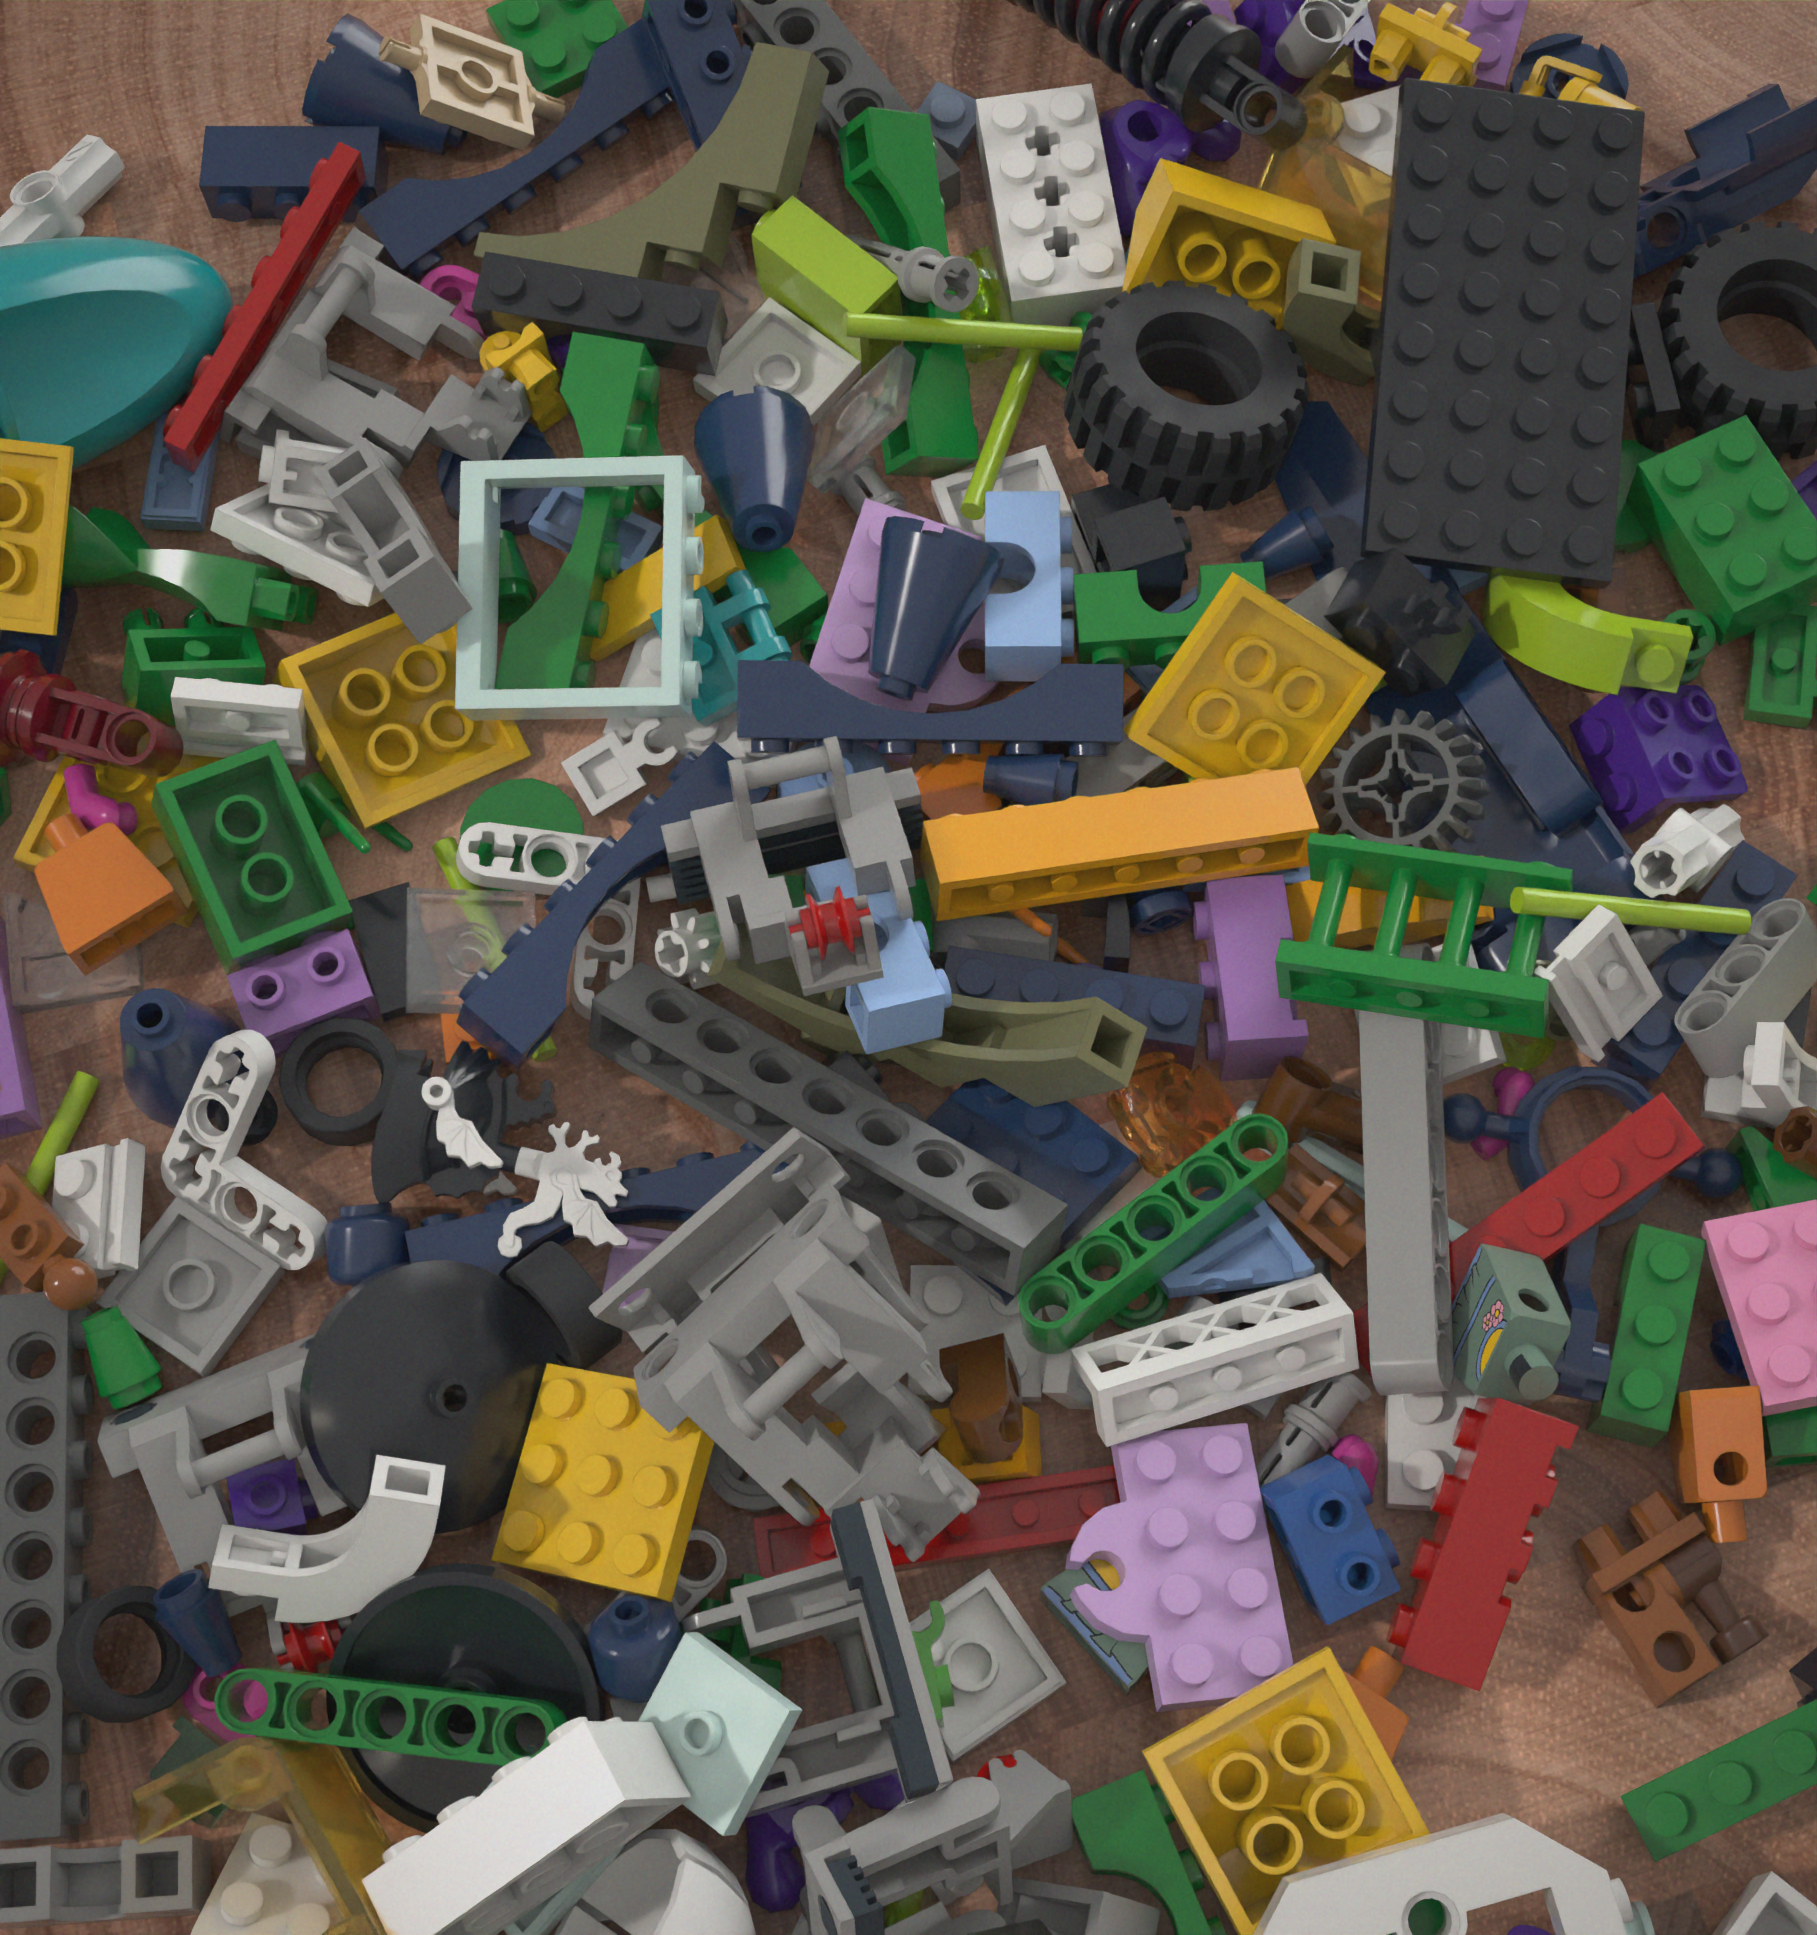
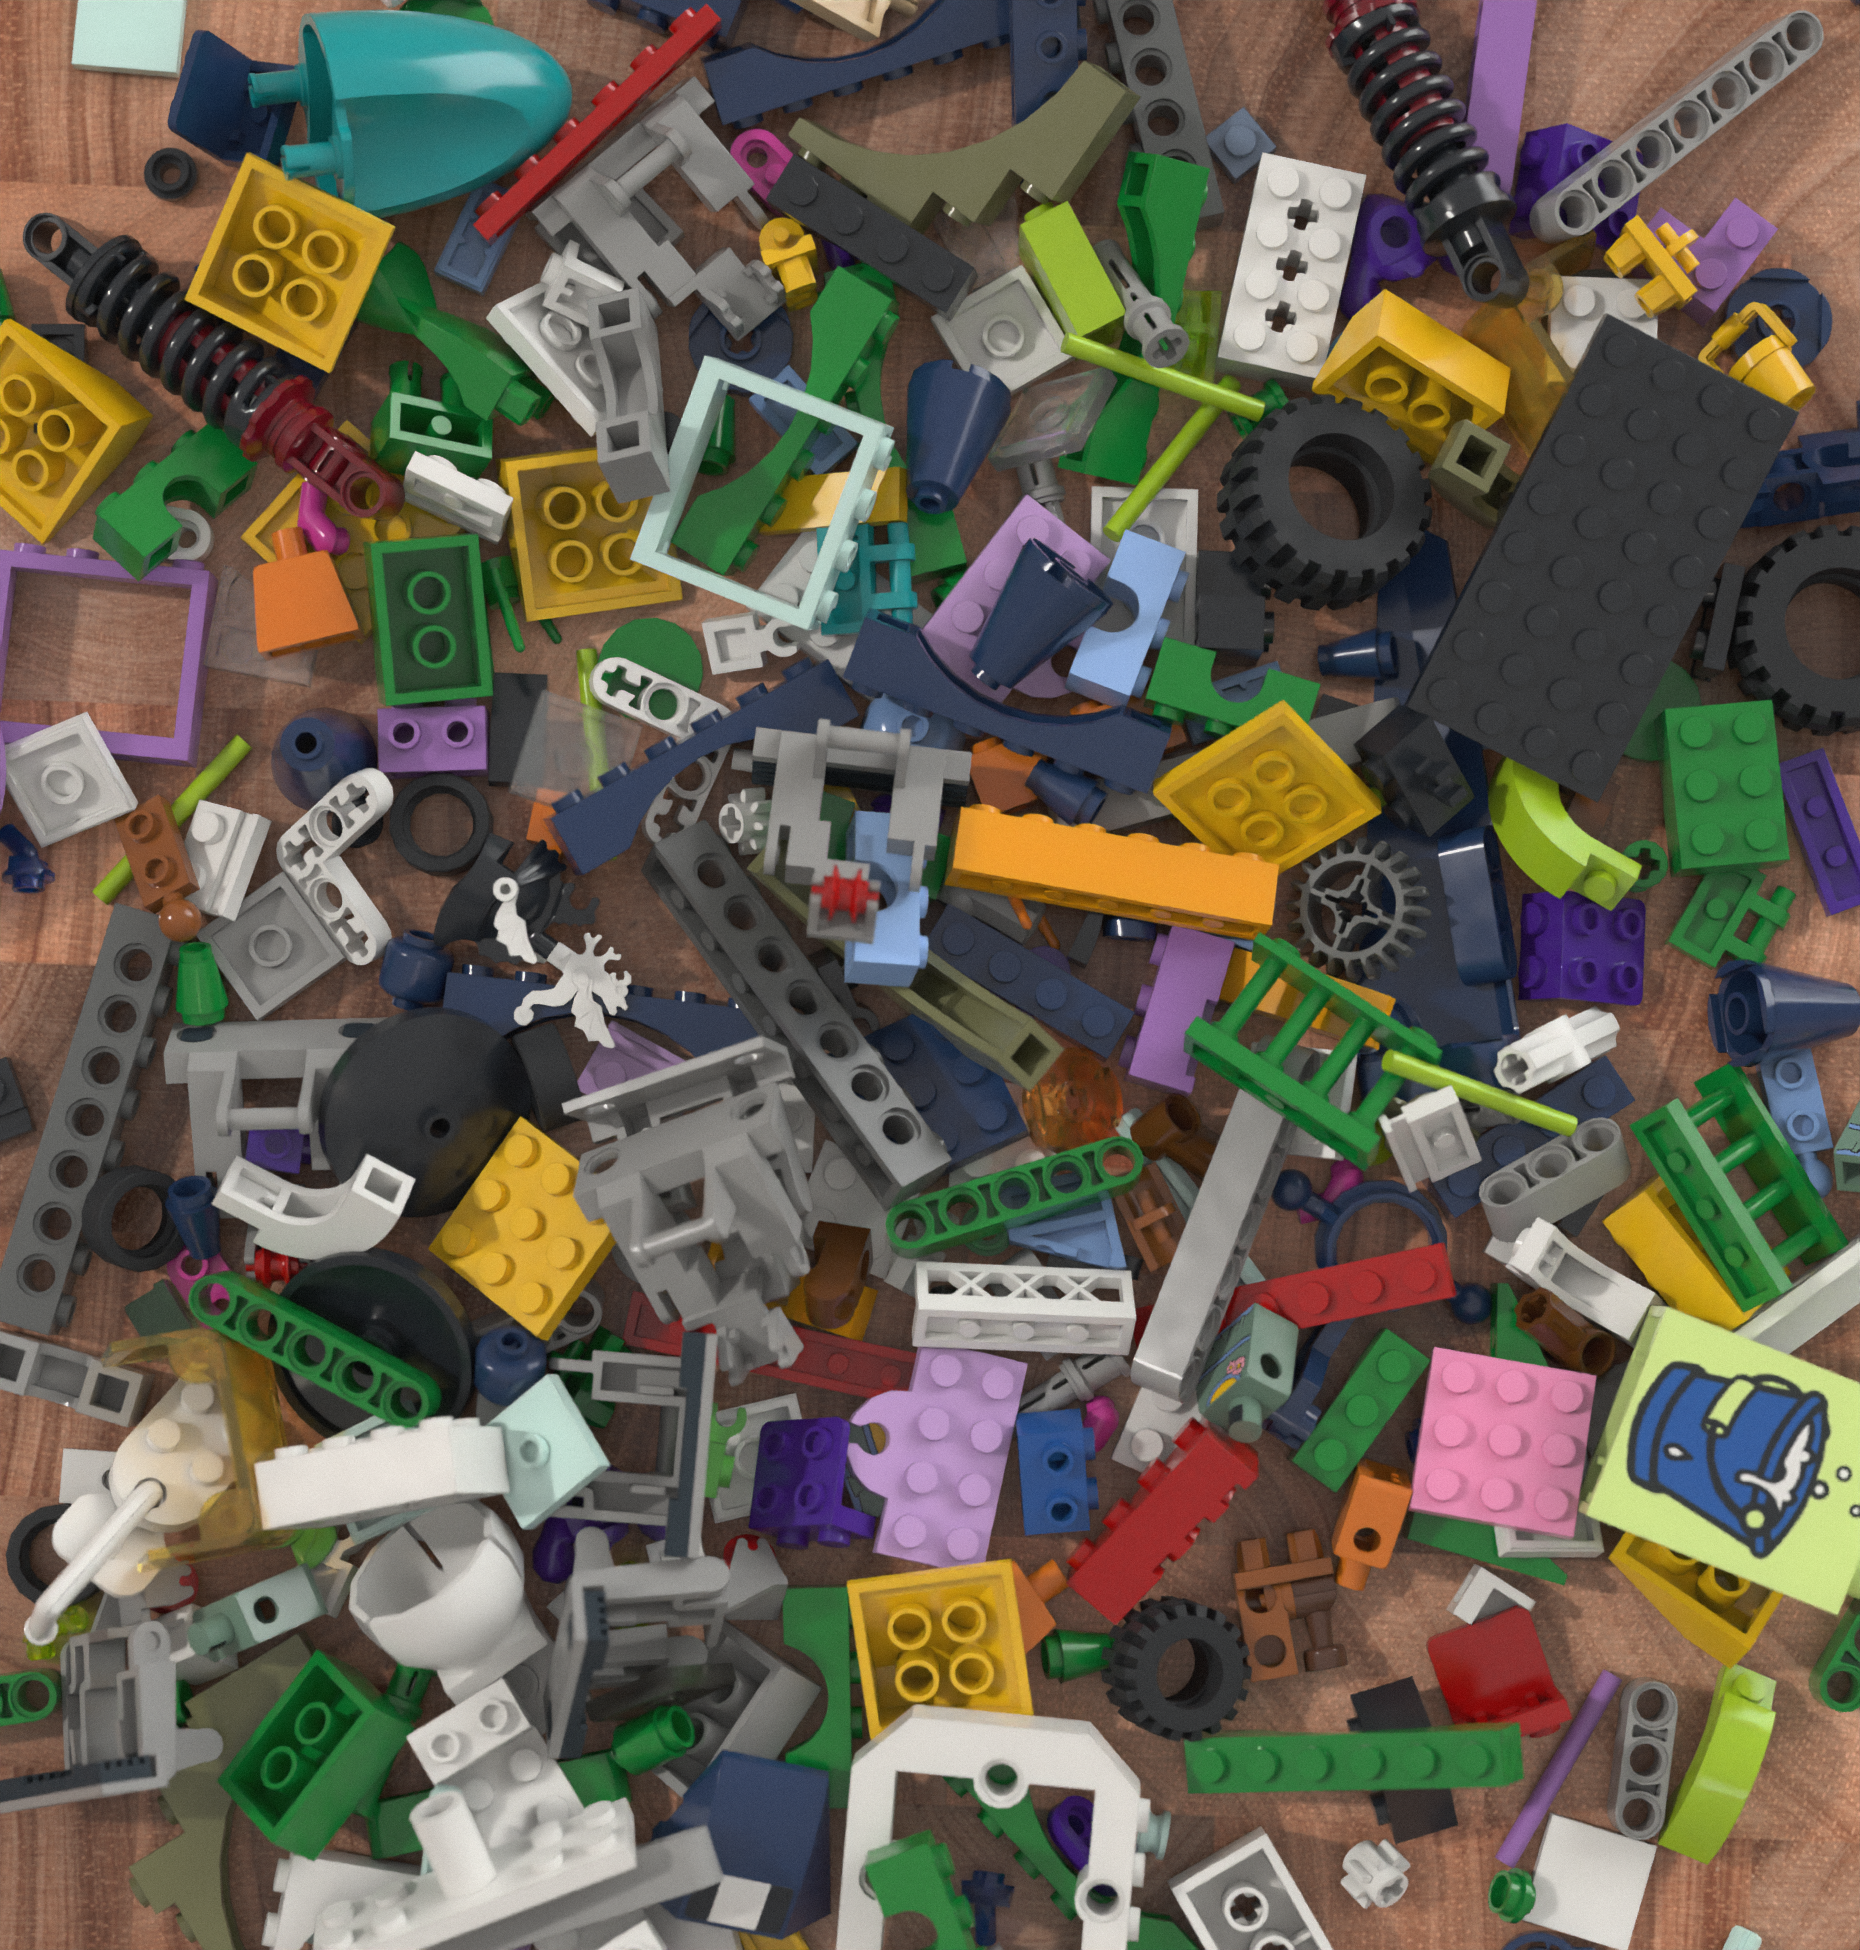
camera: 15 degrees right, 15 degrees up
(1043, 1666) = (802, 1485): none -> dark purple bracket
(1447, 1750) = (1073, 1654): none -> green cone
(1620, 1704) = (1215, 1677): none -> black tyre

